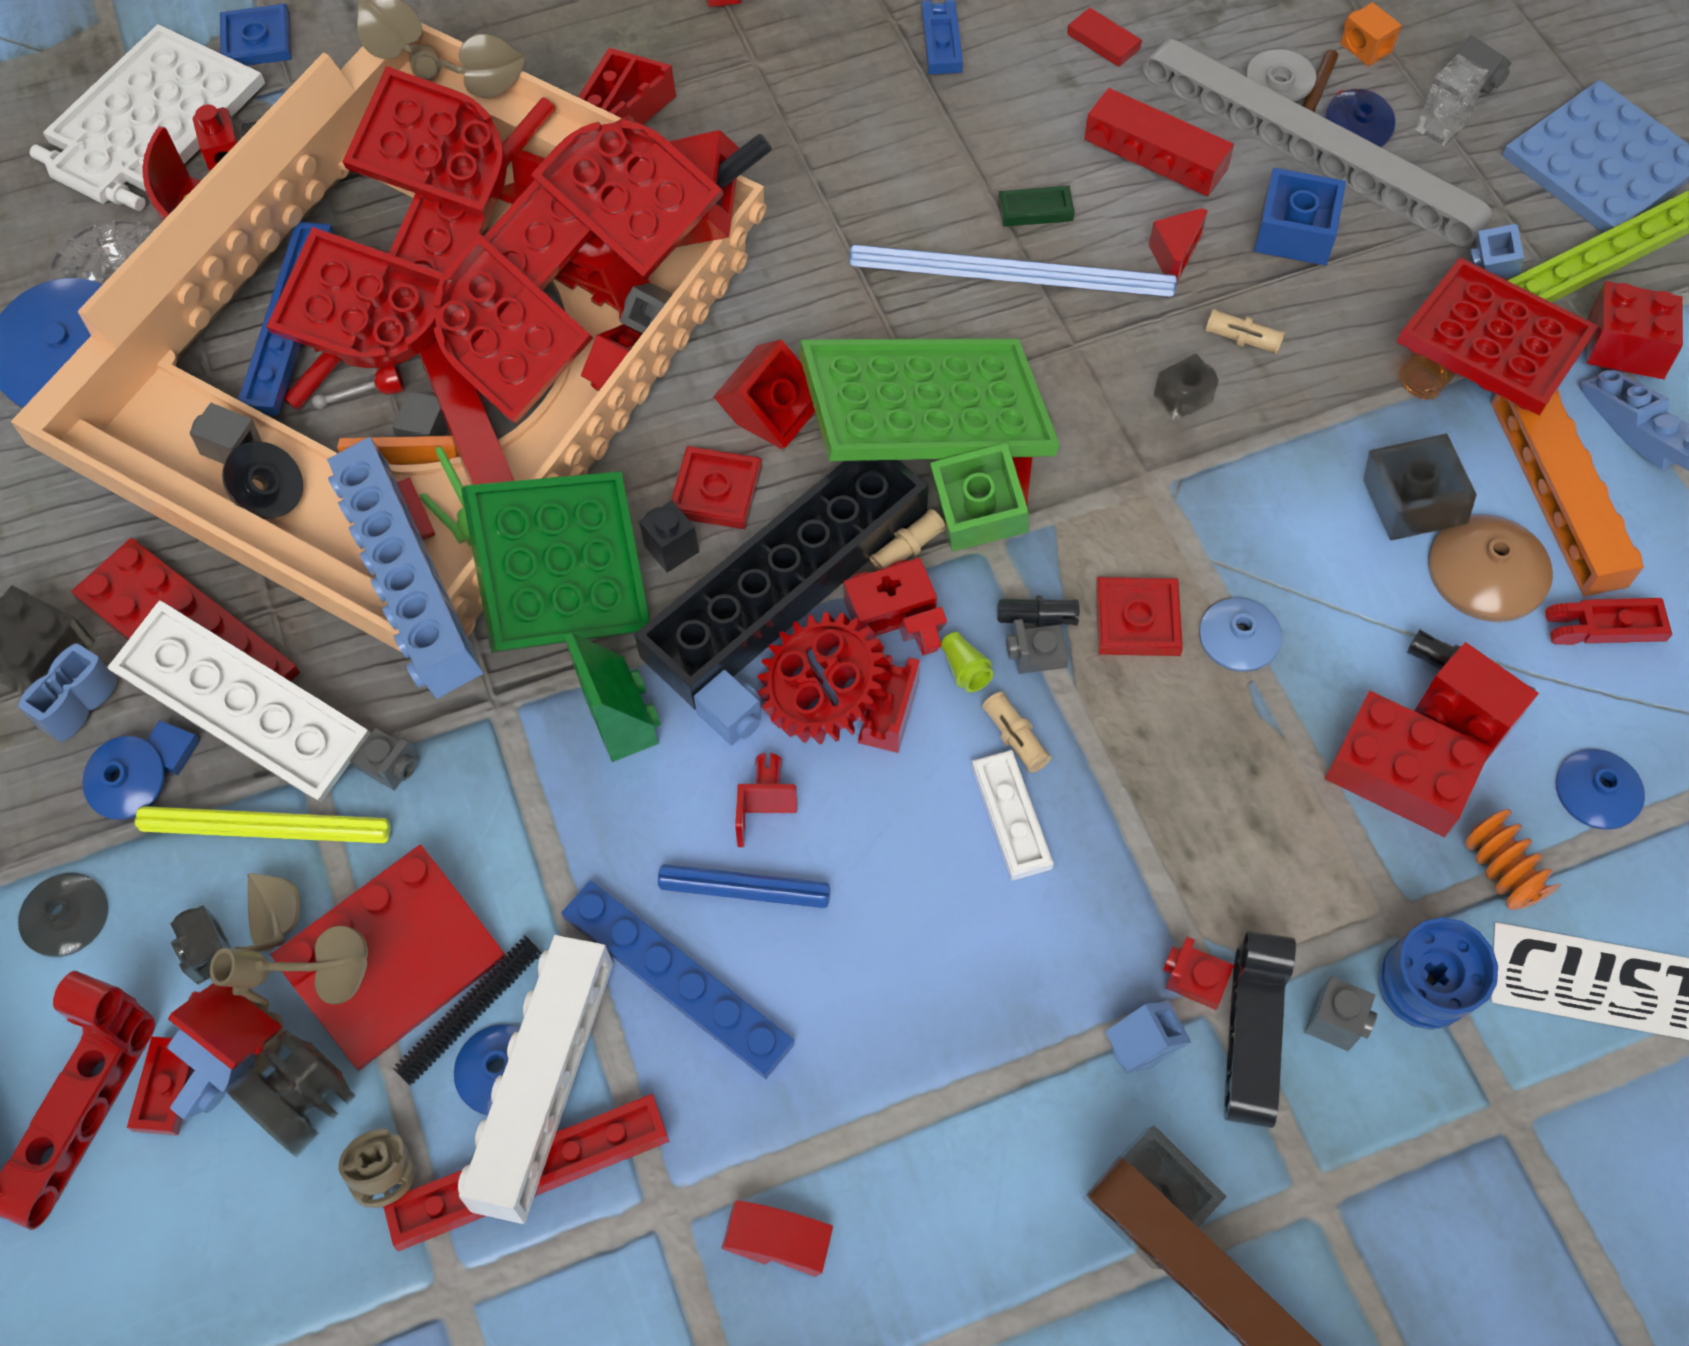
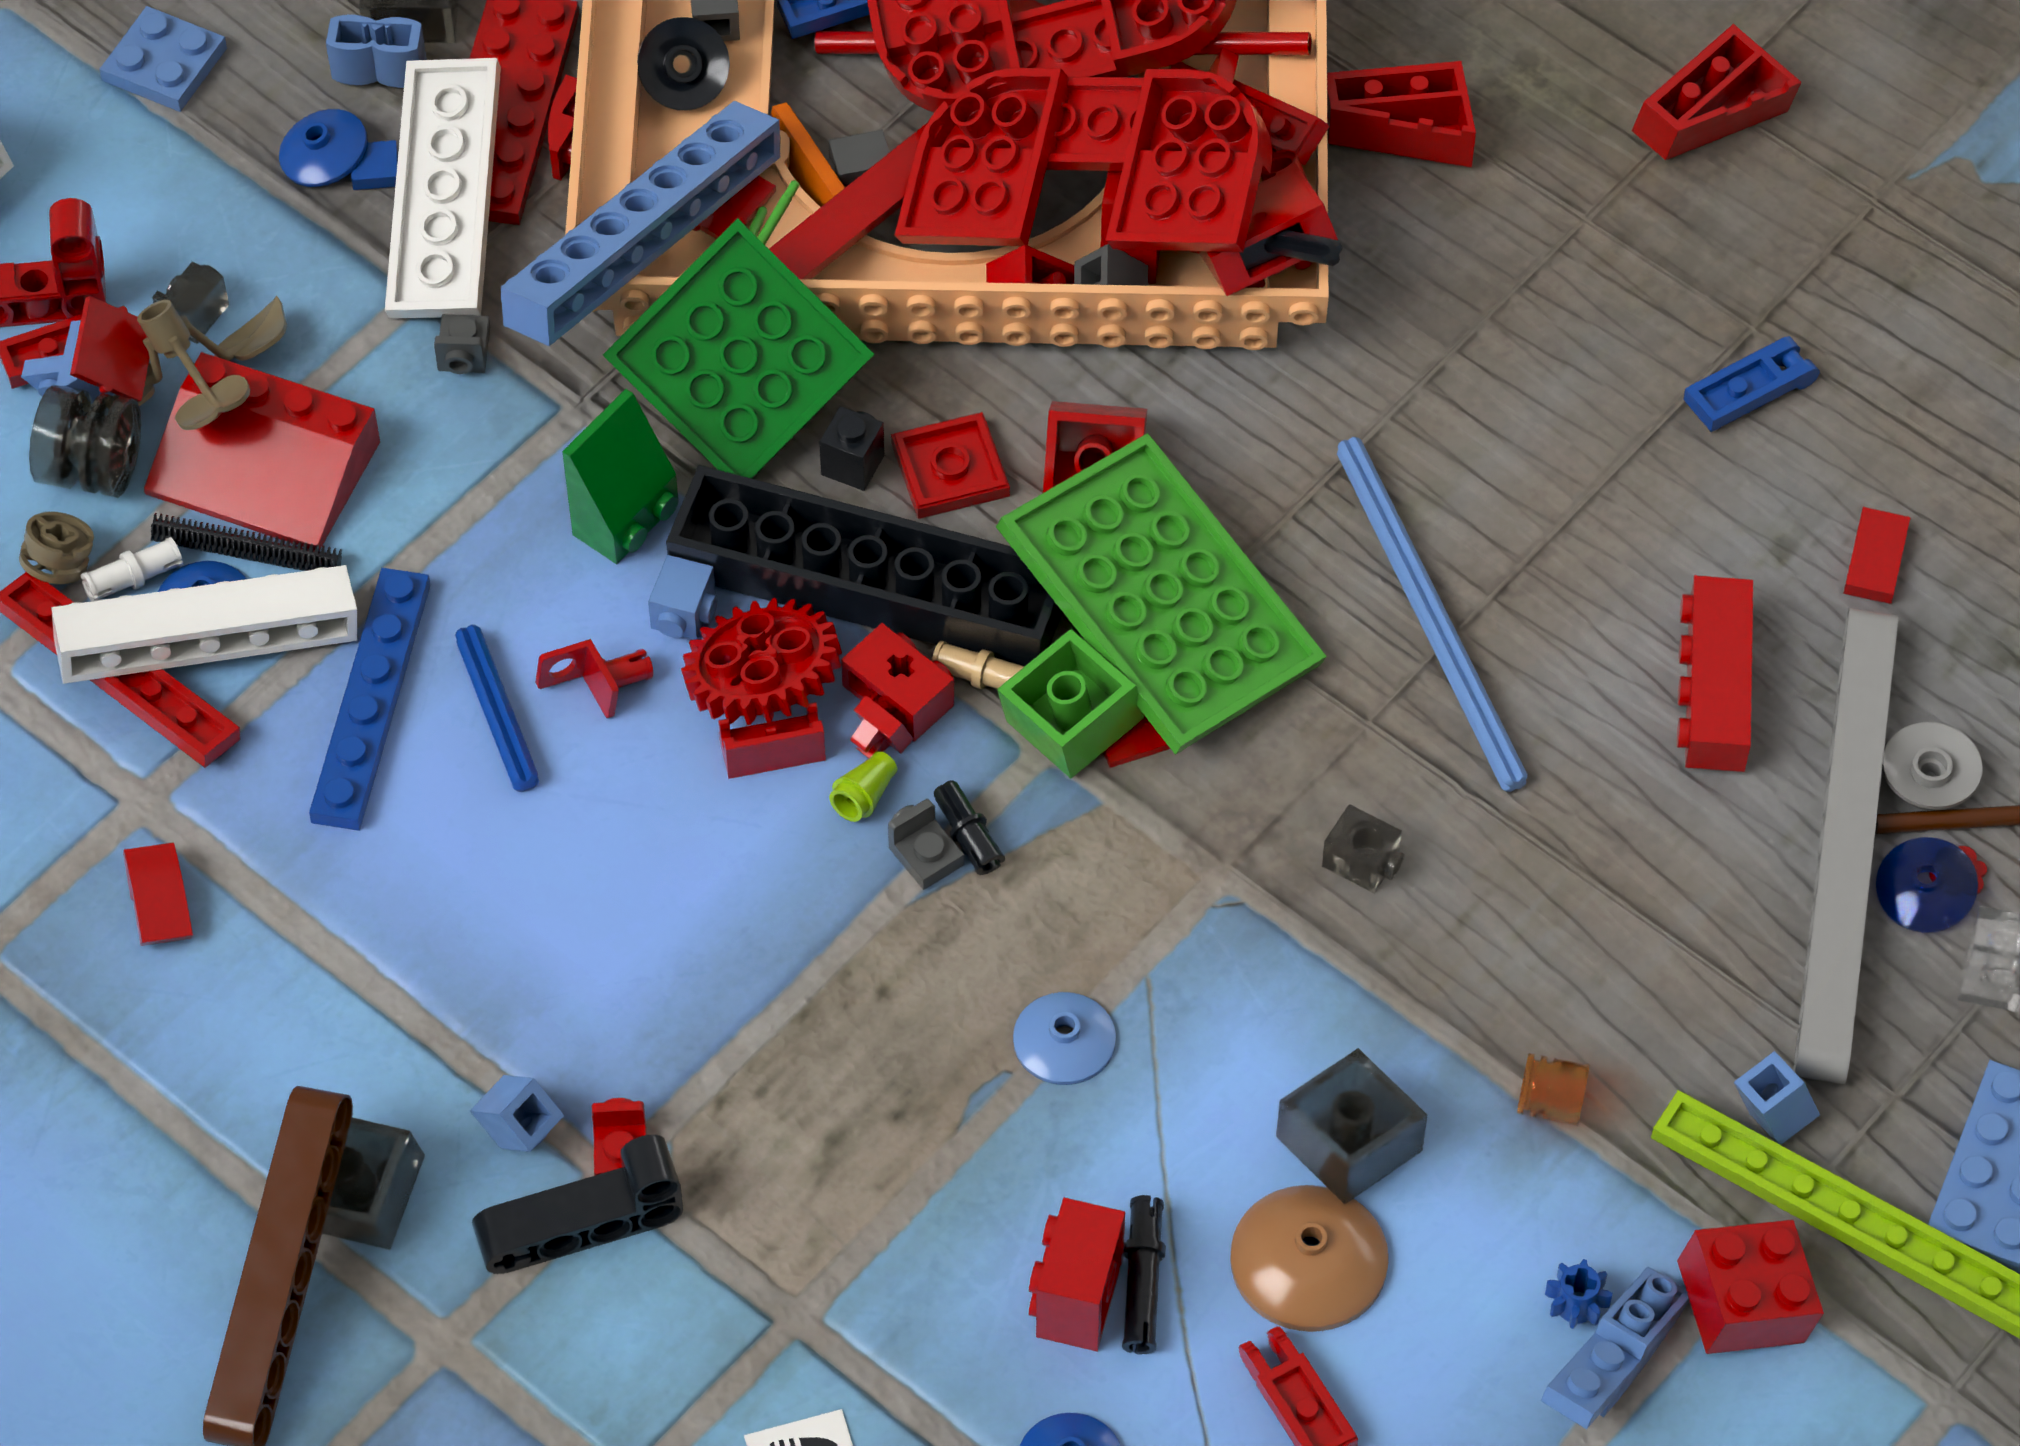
camera: 60 degrees right, 5 degrees down
(74, 926) = (169, 197): clear smoke dish -> none
(242, 596) = (561, 127): none -> red slope
(263, 824) = (339, 285): neon yellow axle -> none
(386, 381) = (895, 107): hinge -> none
(435, 1115) = (132, 569): none -> white pin
(1012, 815) = (711, 907): white tile -> none
(1016, 732) = (808, 869): tan pin -> none
(1036, 206) = (1549, 596): dark green tile -> none
(1138, 616) = (1025, 928): red tile -> none
(1175, 240) = (1578, 759): red slope -> none
(1220, 322) = (1491, 882): tan pin -> none
(1300, 216) = (1694, 864): blue brick -> none
(1341, 1014) = (639, 1280): dark grey brick -> none
(1408, 764) = (975, 1245): red brick -> none
(1456, 958) = (707, 1324): blue wheel -> none
(1498, 335) = (1617, 1123): red plate -> none
(1509, 861) = (907, 1380): orange piece -> none
(1571, 496) = (1469, 1289): orange brick -> none
(1596, 424) = (1578, 1308): none -> blue gear

